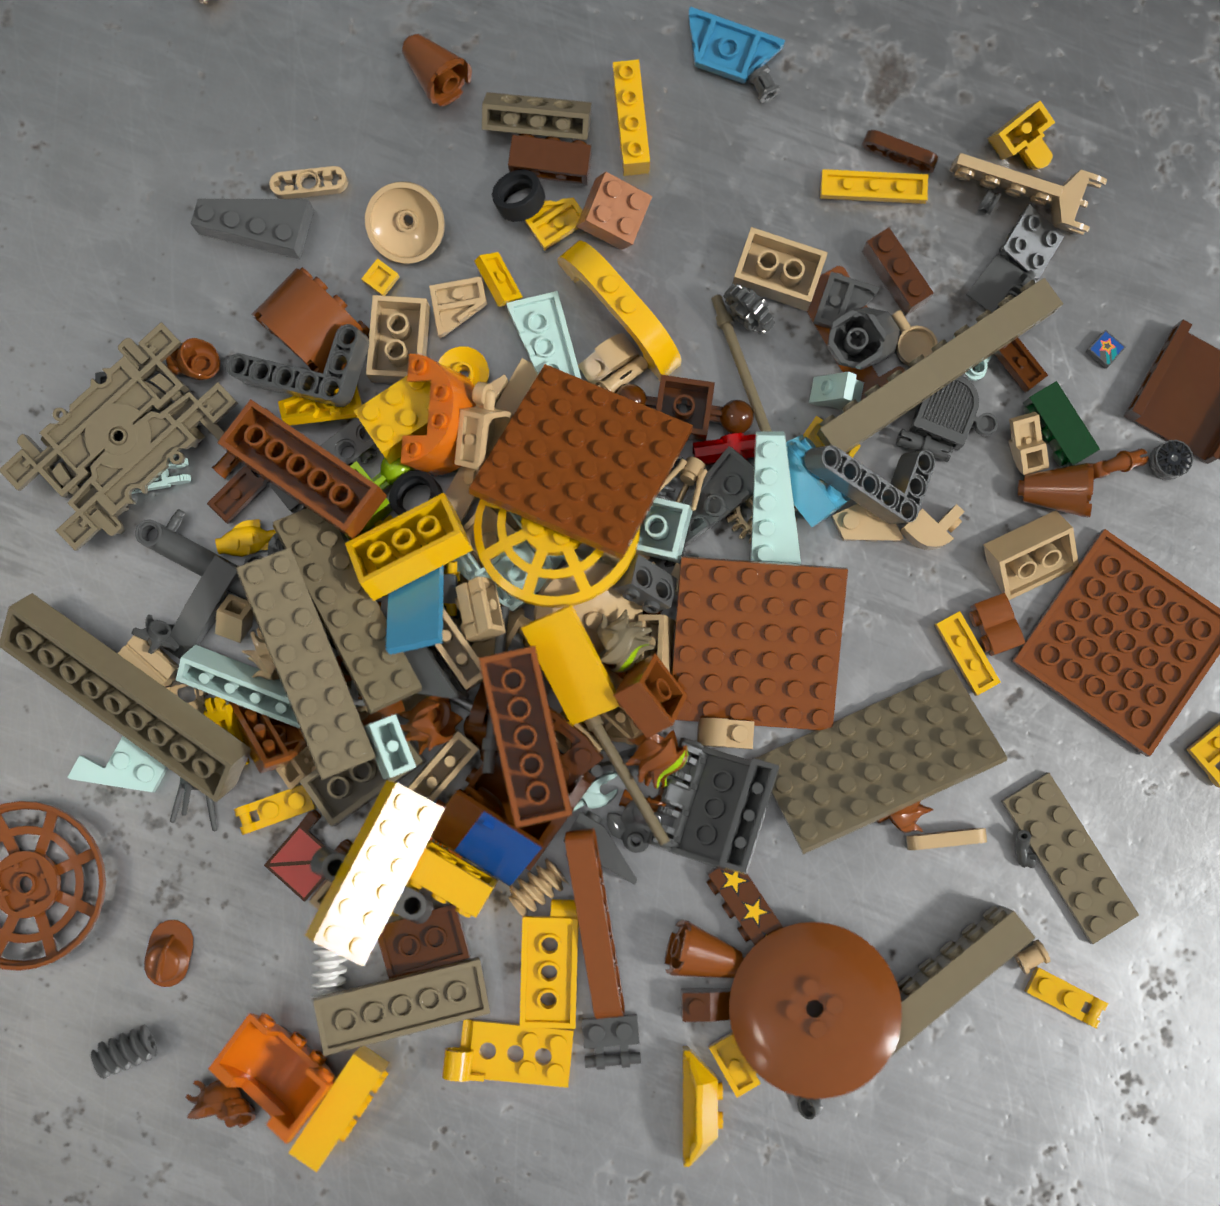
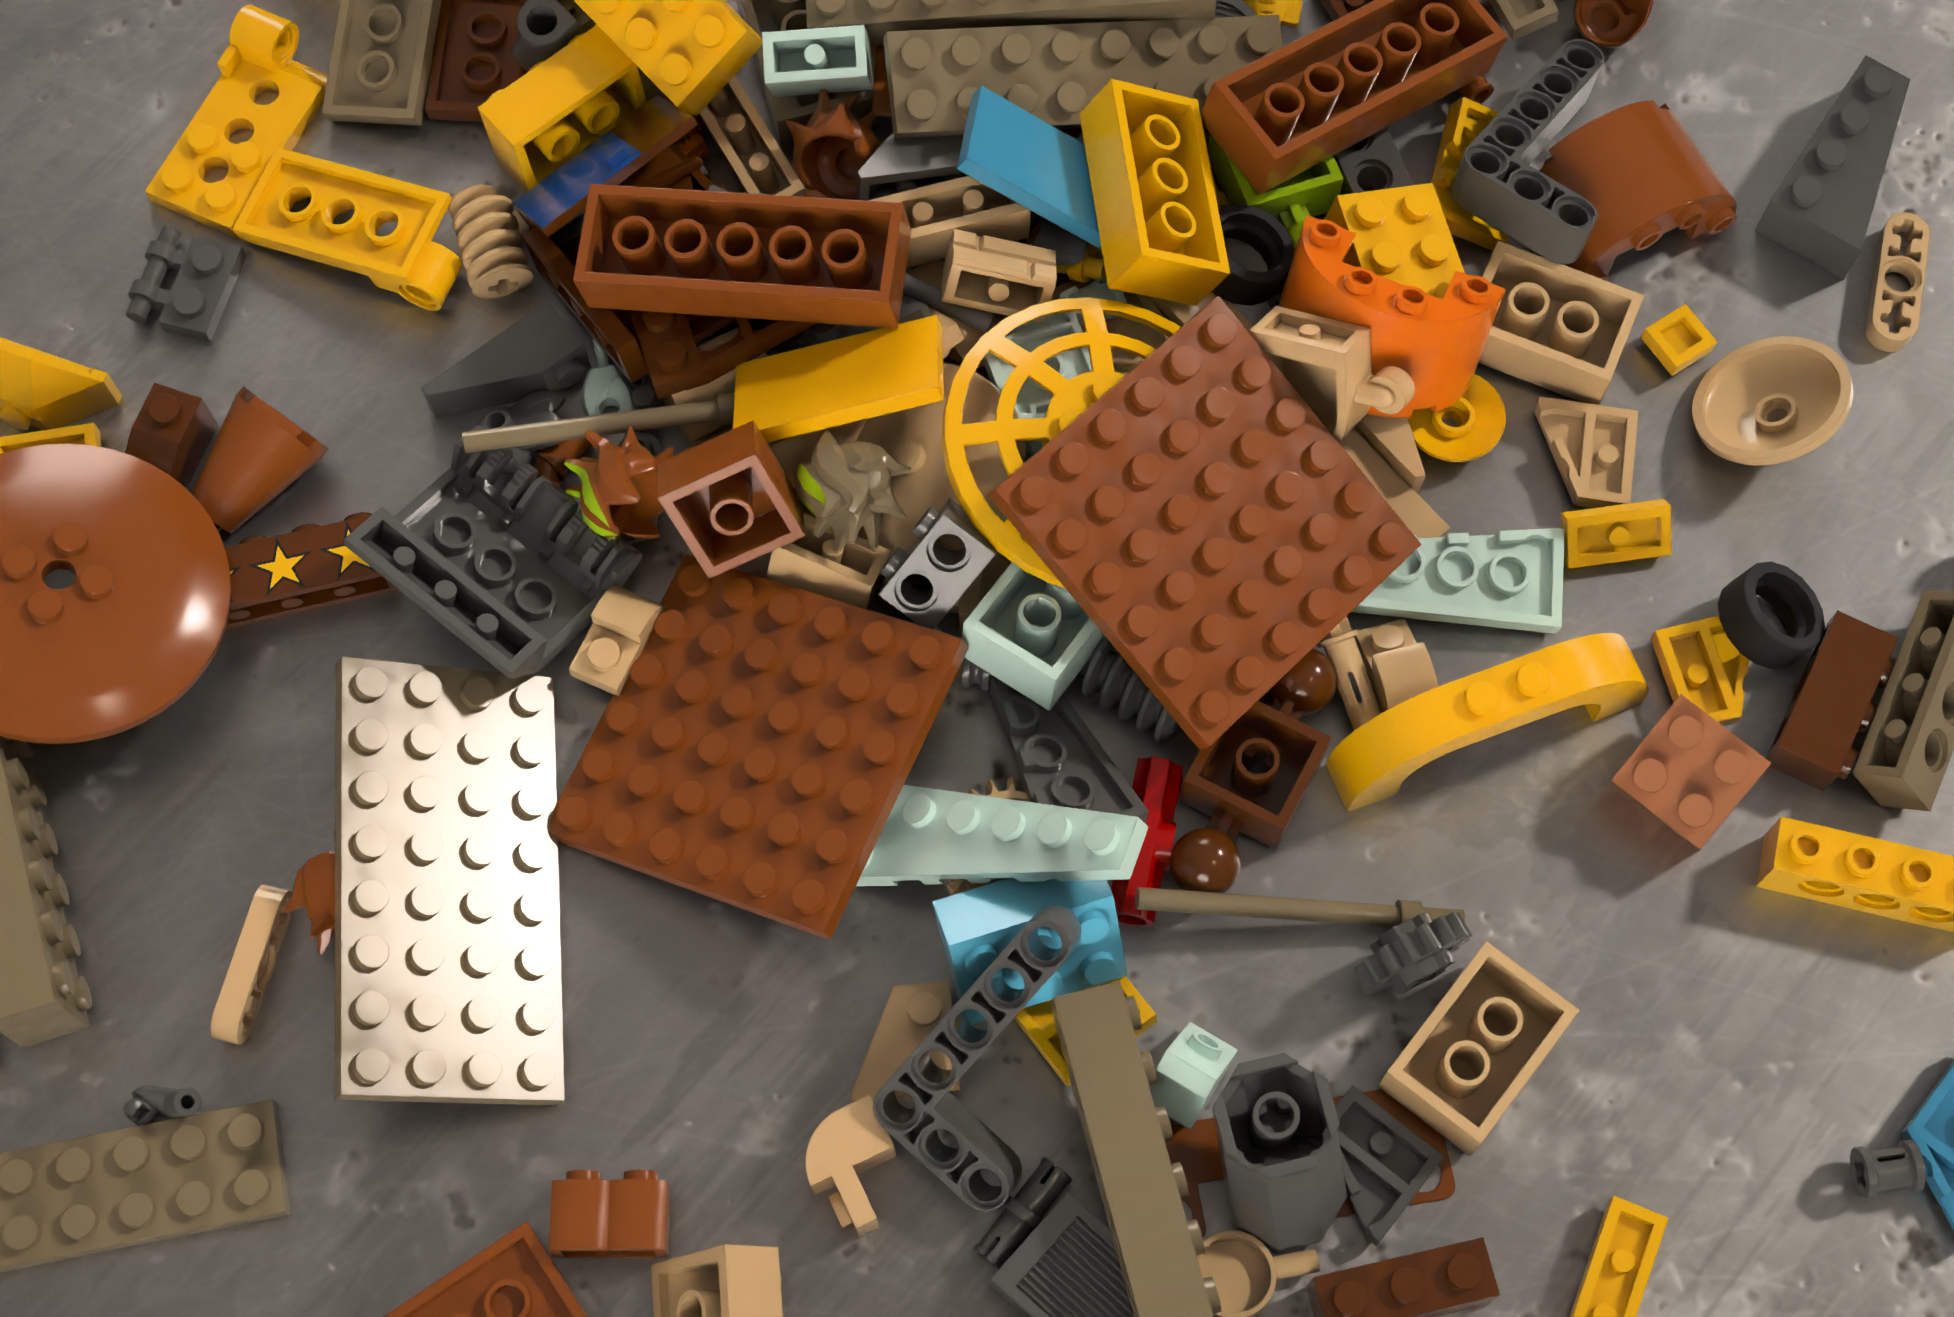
camera: 110 degrees right, 15 degrees down
(594, 923) = (388, 304): dark orange beam -> none
(691, 472) = (1123, 738): tan plant -> none
(967, 653) = (579, 1139): yellow plate -> none

